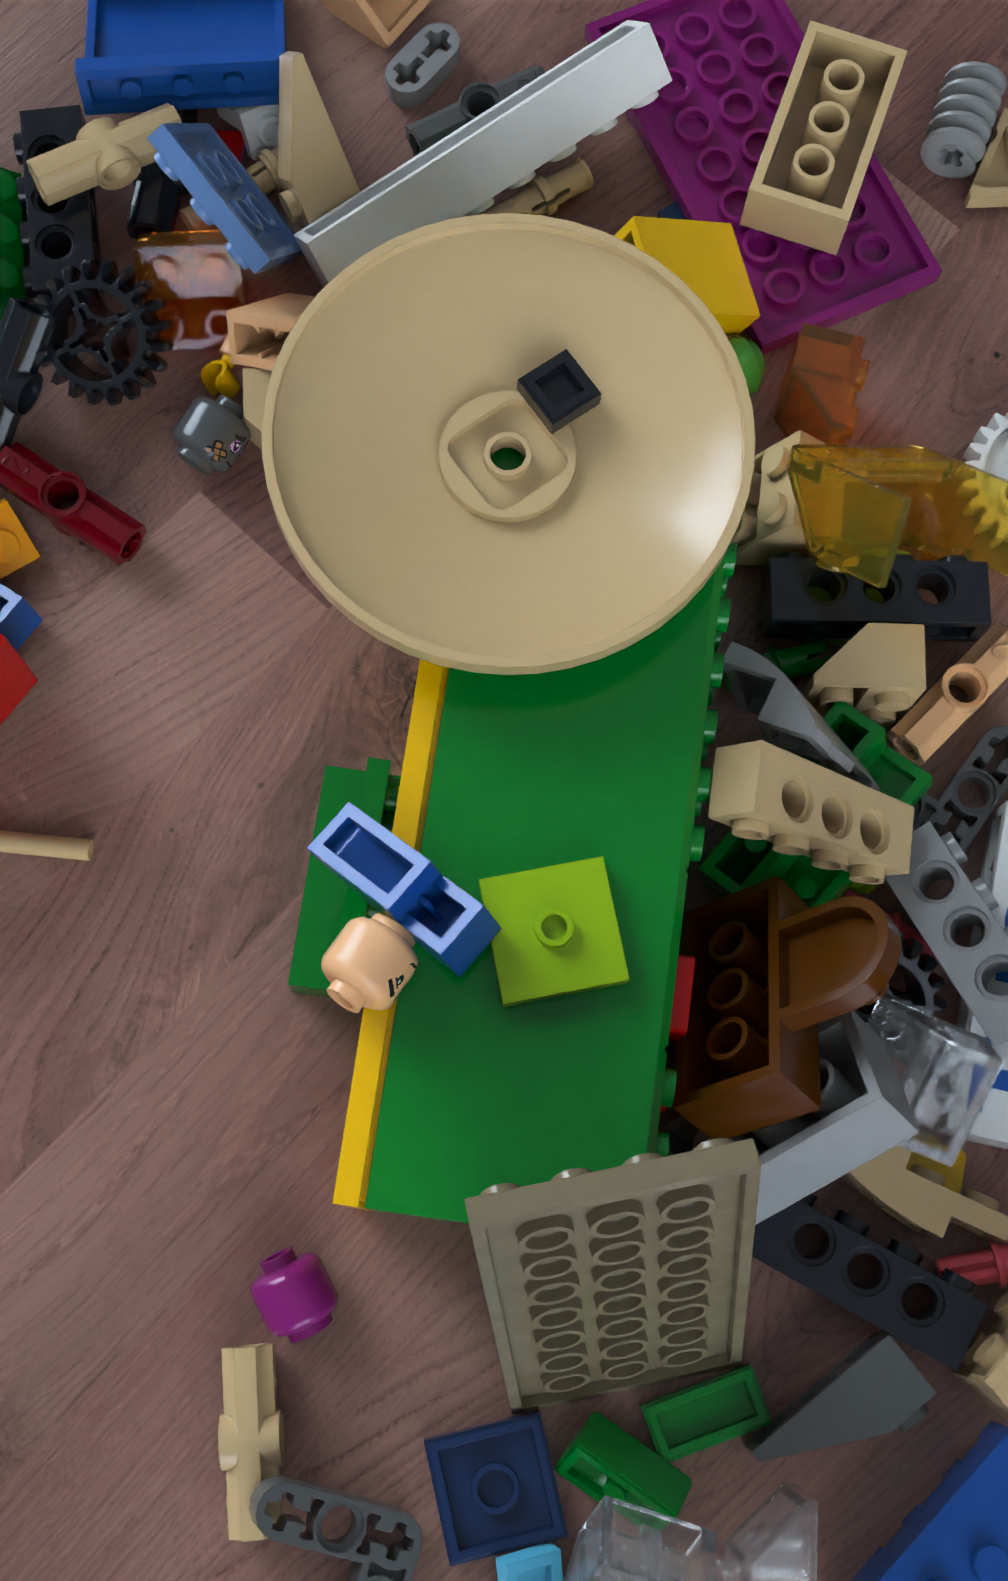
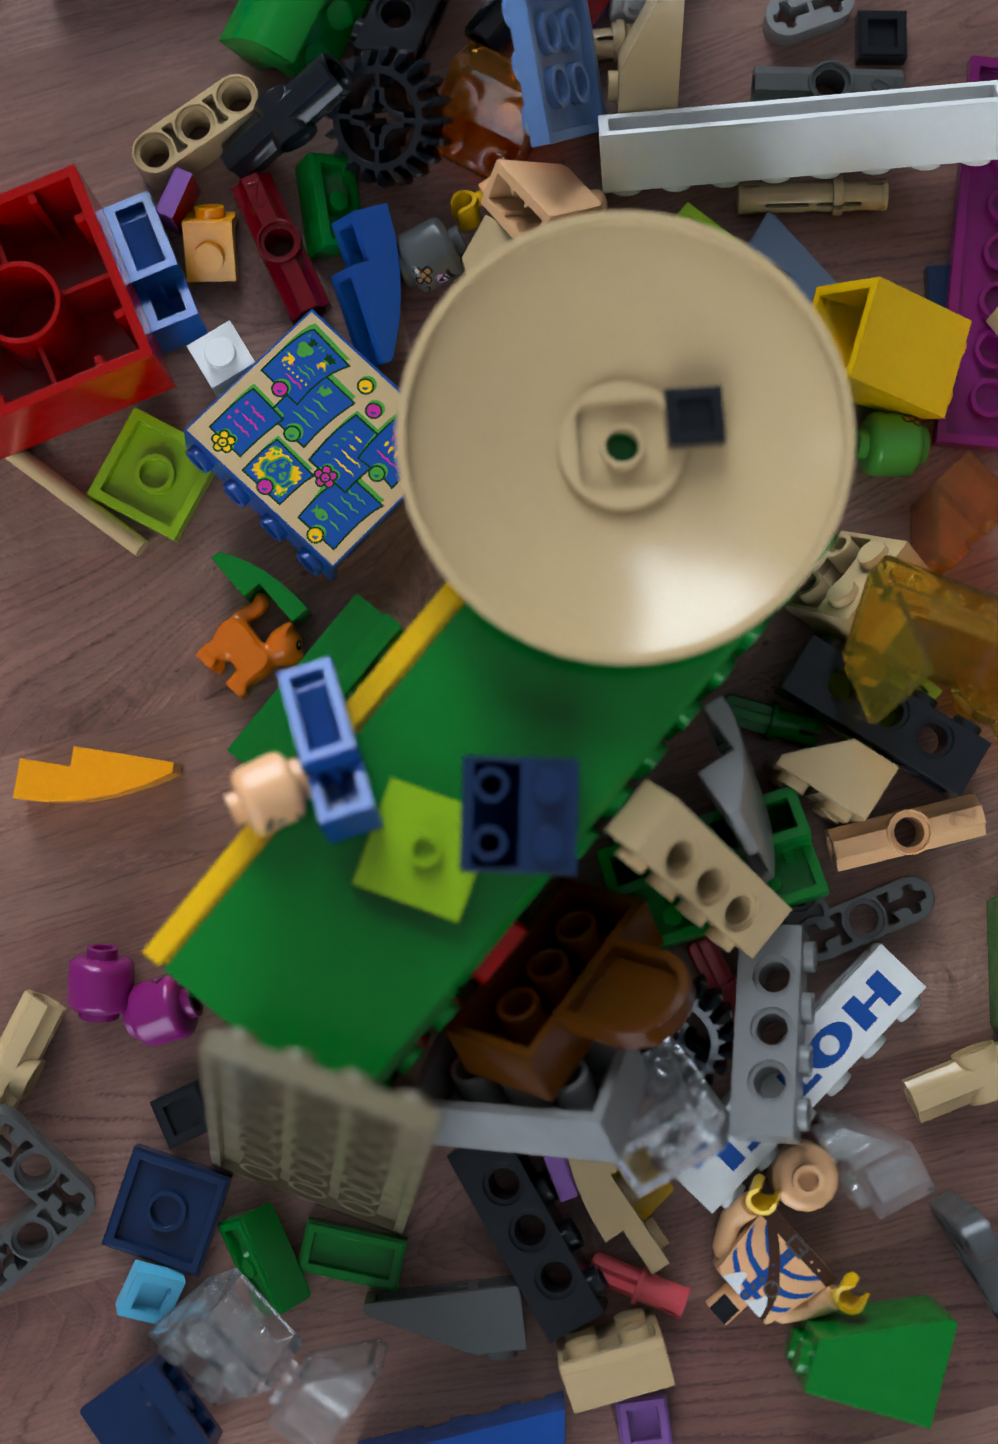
camera: 40 degrees right, 10 degrees up
(64, 772) = (151, 476): none -> lime plate
(73, 630) = (221, 356): none -> white brick
(90, 445) = (324, 197): none -> green slope
(167, 1094) = (91, 777): none -> light orange slope
(170, 488) = (370, 282): none -> blue slope
(205, 655) = (306, 444): none -> panel
(216, 815) = (253, 580): none -> green slope
(253, 886) = (253, 659): none -> orange animal
(373, 1282) = (161, 1011): none -> magenta head
(454, 1377) = (181, 1113): none -> black tile
(497, 53) = (880, 37): none -> black tile
(629, 836) = (519, 815): none -> dark blue slope
(854, 1200) = (561, 1177): none -> medium lavender tile

